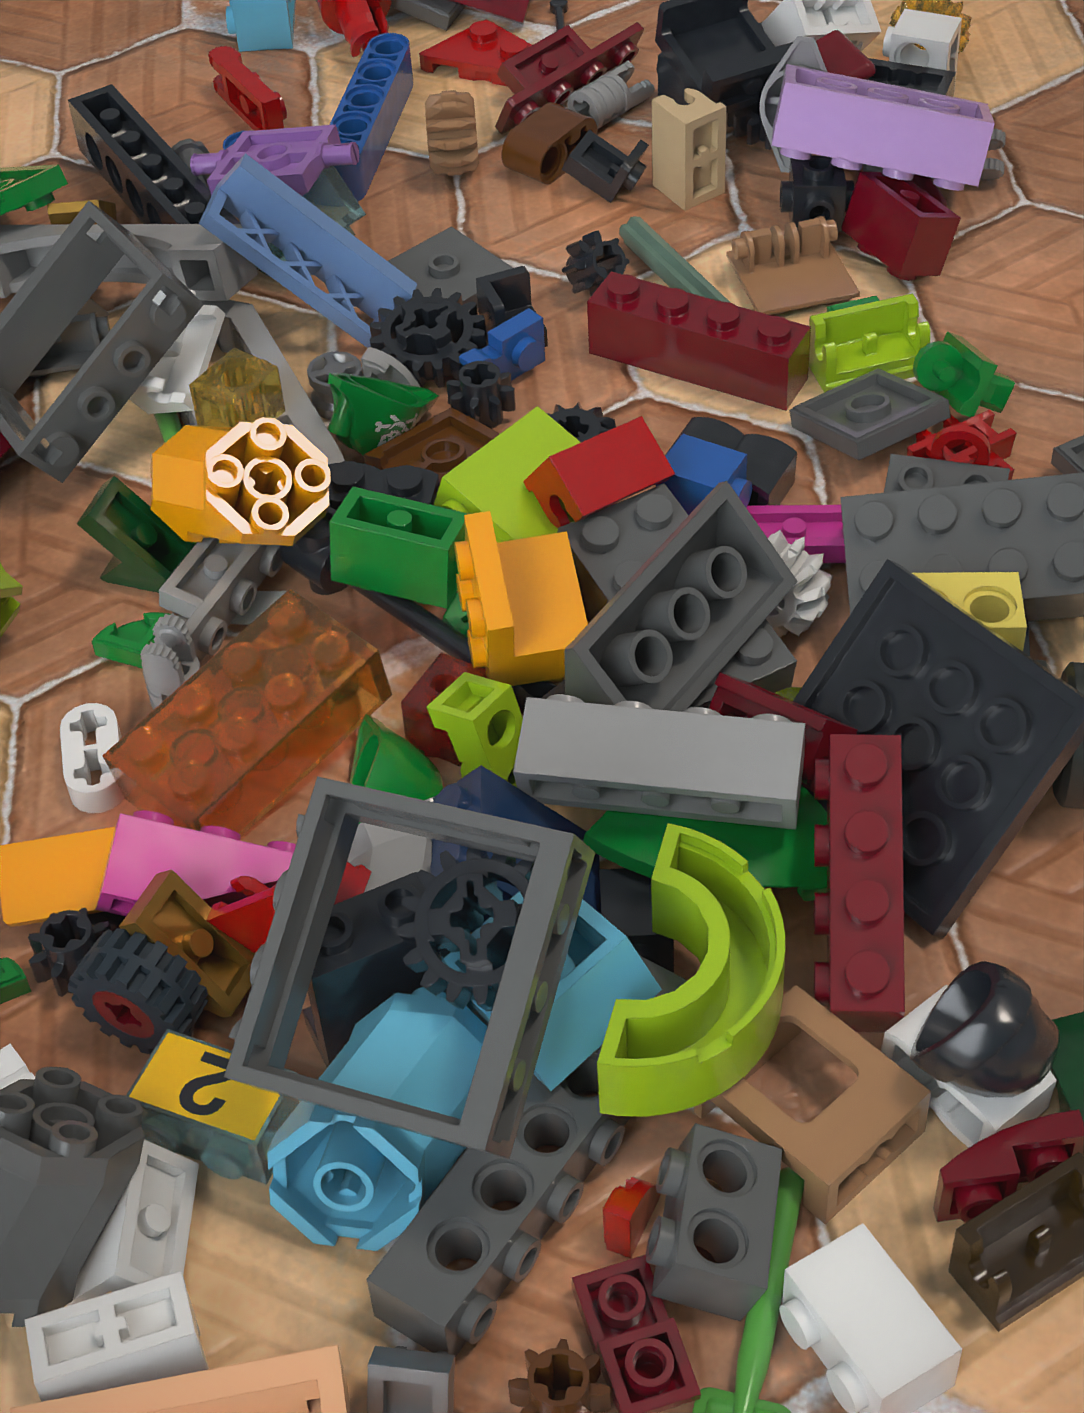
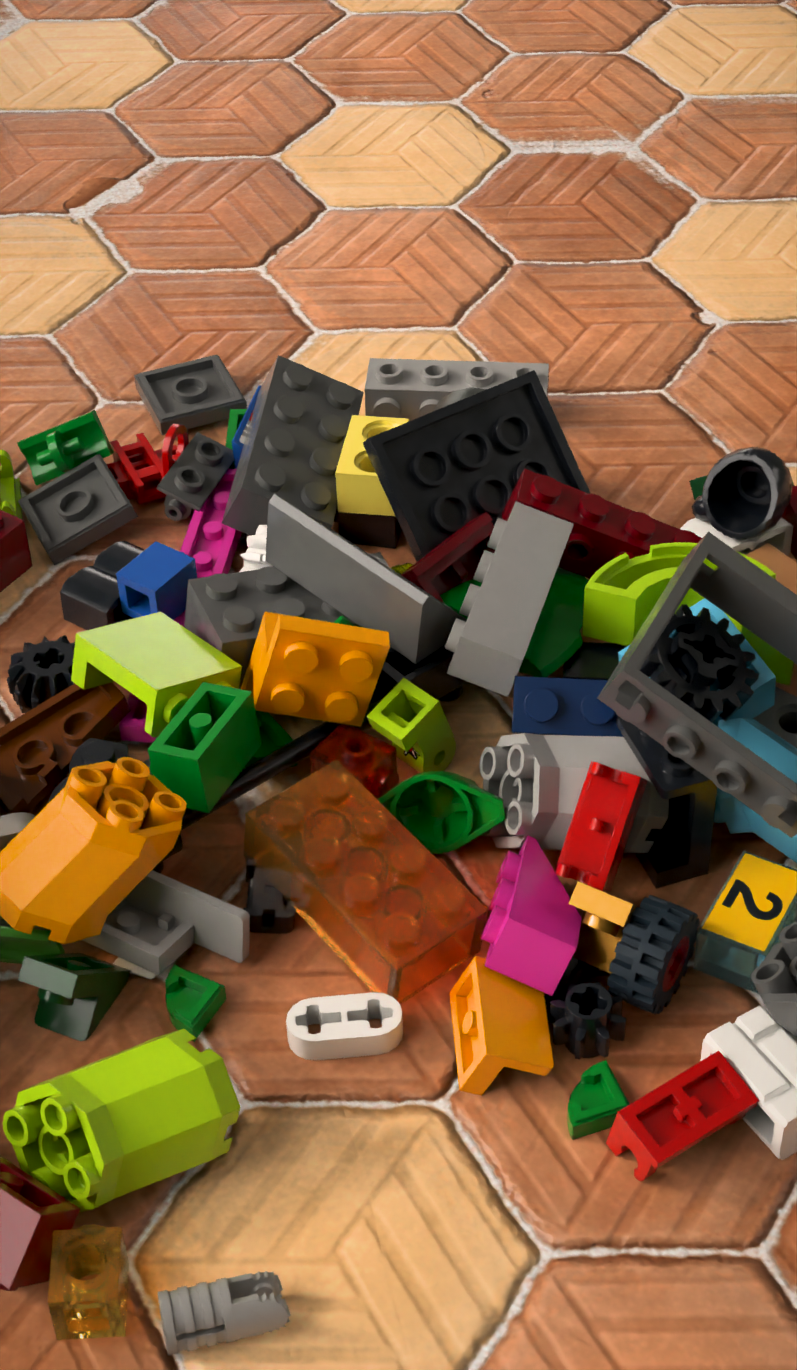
camera: 85 degrees left, 5 degrees down
(166, 657) = (282, 944): light grey hinge -> none
(599, 472) = (173, 606): red hinge -> none

